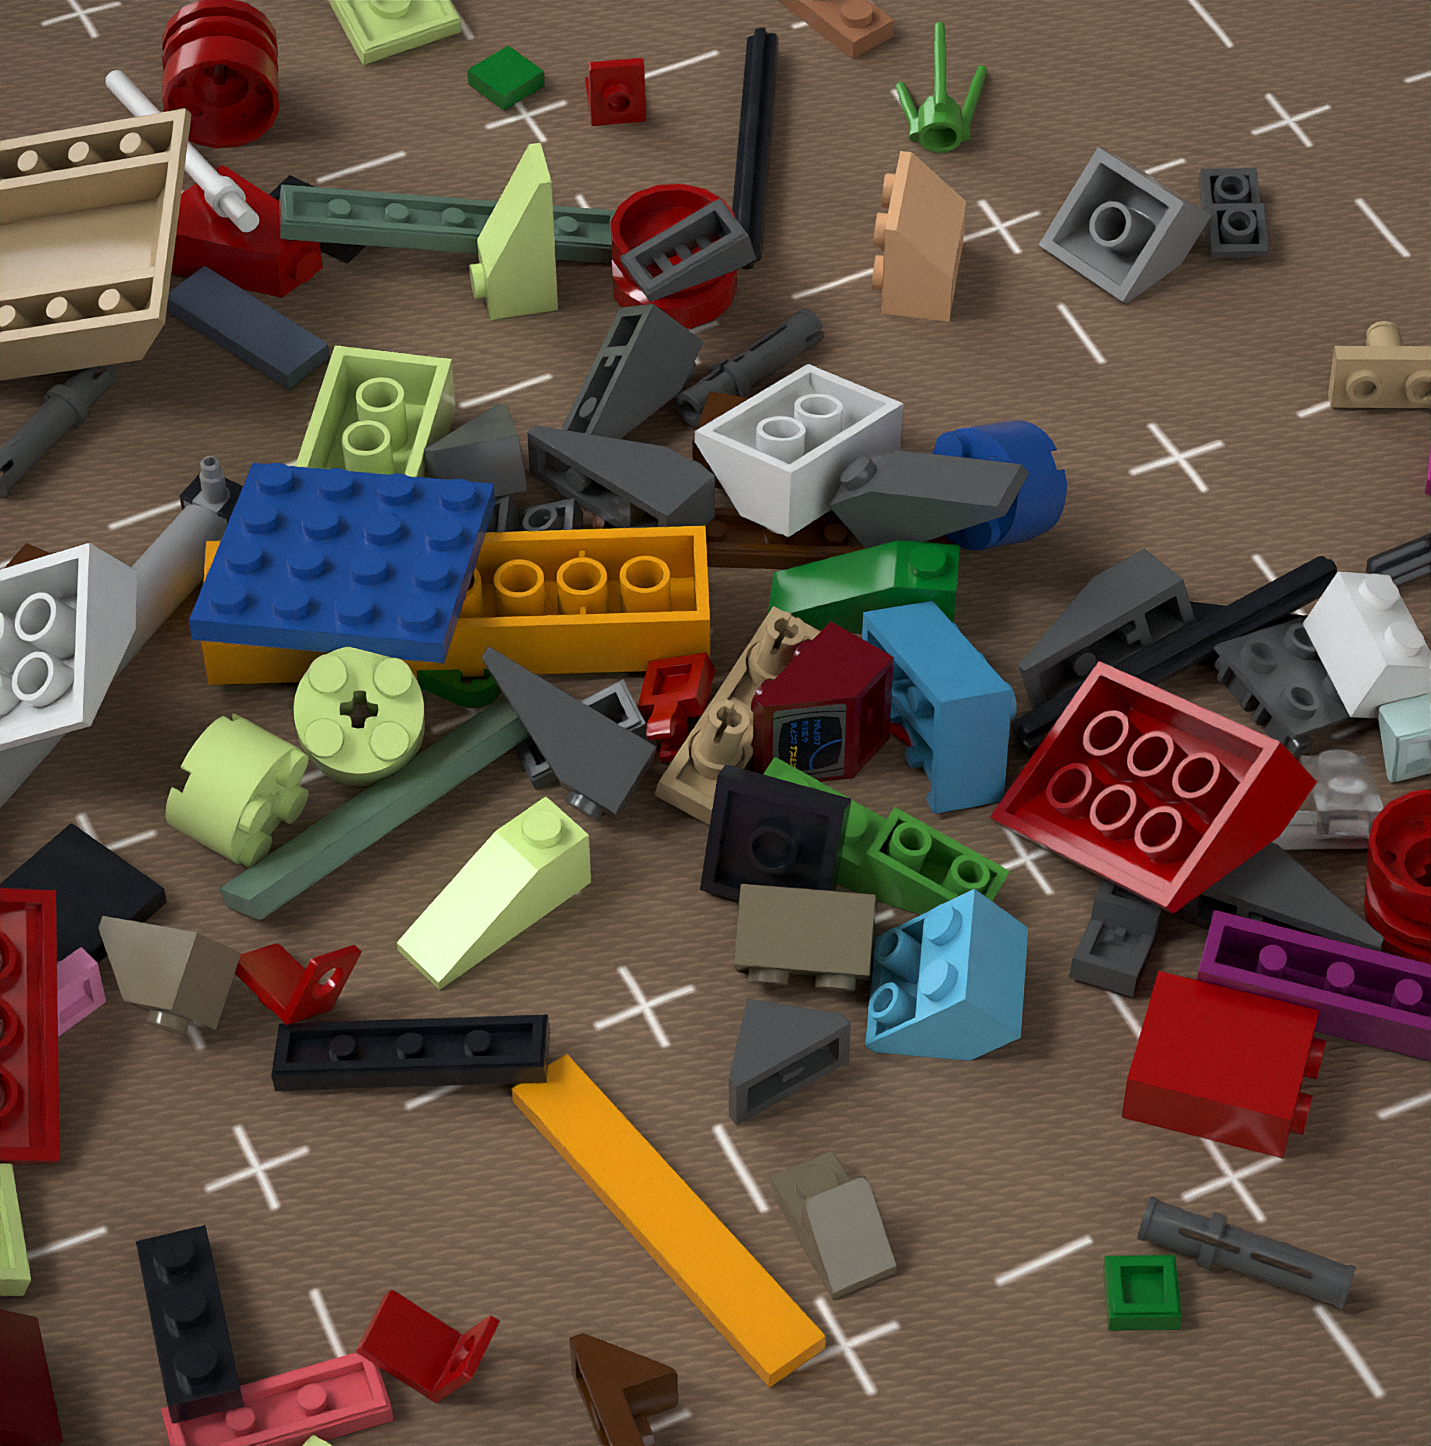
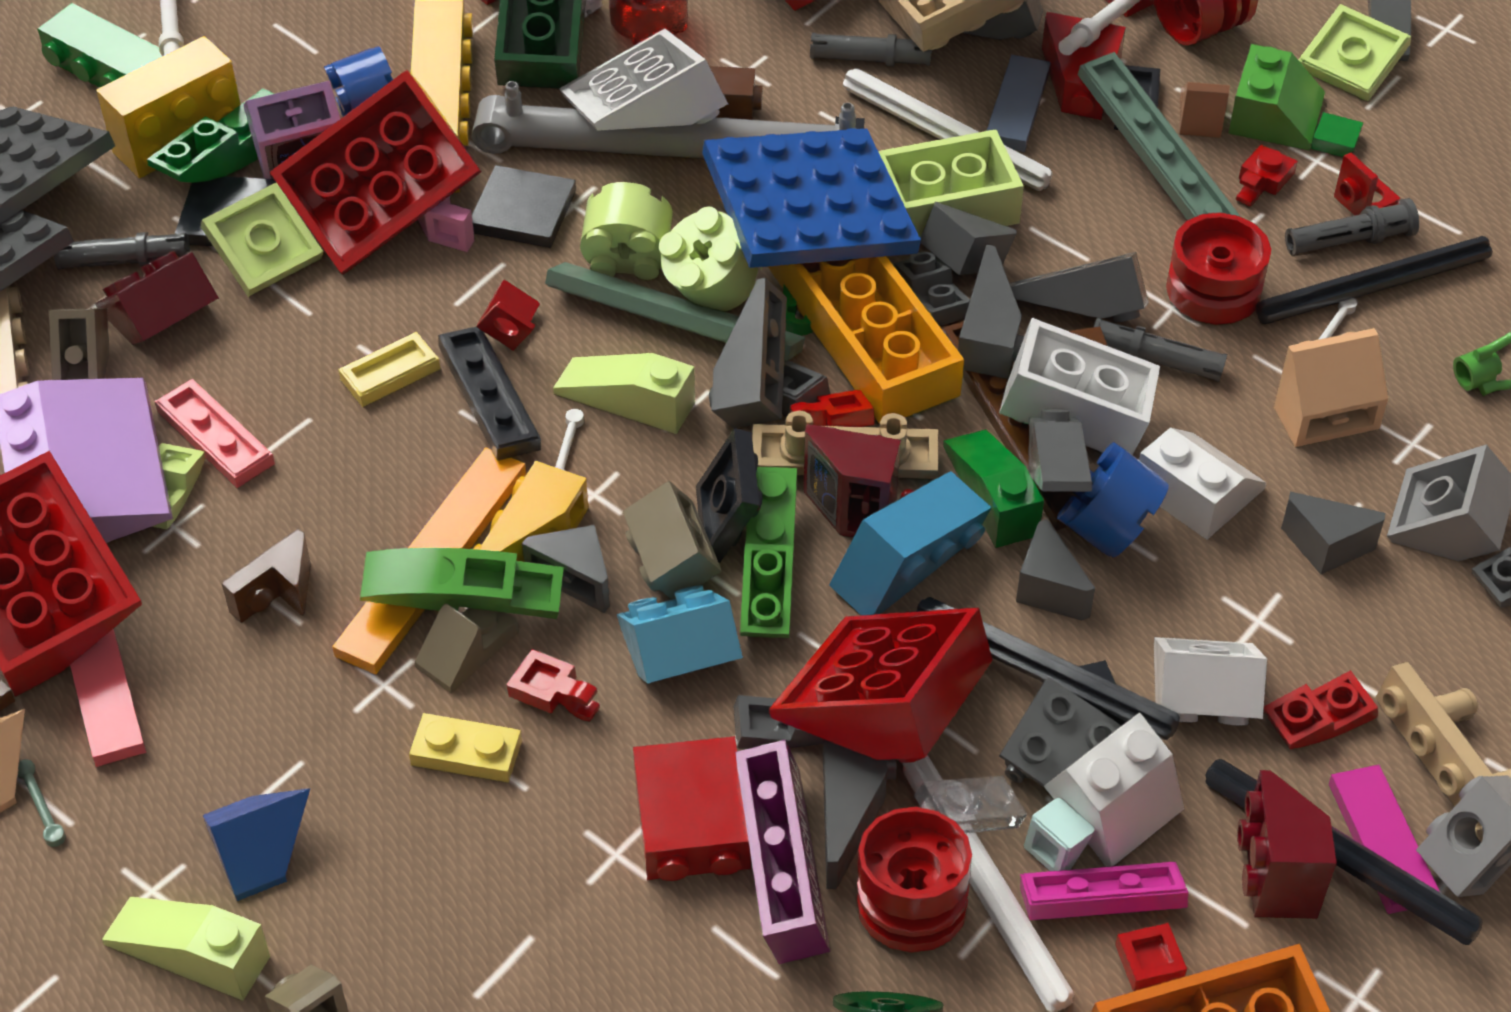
camera: 65 degrees right, 0 degrees up
(169, 972) = (479, 257): dark tan slope -> none
(189, 1324) = (251, 367): black plate -> none
(206, 424) = (934, 122): none -> white axle
(285, 1161) = (389, 369): none -> light yellow tile
(387, 160) = (1203, 109): none -> nougat slope
(416, 103) = (1276, 99): none -> bright green slope
(423, 1348) = (278, 471): red bracket -> none
(504, 981) = (574, 419): none -> white hinge
(506, 151) = (1264, 171): none -> red plate
(519, 245) = (1156, 189): yellowish green slope -> none
(673, 110) = (1370, 225): none -> dark grey pin
(673, 1066) = (540, 504): none -> yellow slope
(697, 230) = (1211, 263): dark grey slope -> none
(764, 1180) = (461, 579): none -> bright green slope
(821, 238) = (1344, 307): none -> white hinge
(957, 1152) = (550, 681): none -> red plate
(967, 400) = (1202, 481): none -> white slope
(1002, 1279) = (465, 747): none -> light yellow plate
(1032, 591) = (1053, 577): none -> dark grey slope
(1103, 340) = (1330, 530): none -> dark grey slope
(1107, 623) = (1042, 615): dark grey slope -> none
(1142, 1292) = (491, 828): green tile -> none
(1163, 1226) = (543, 853): dark grey pin -> none
(1256, 519) = (1210, 679): none -> white slope
(1336, 453) = (1321, 713): none -> red slope

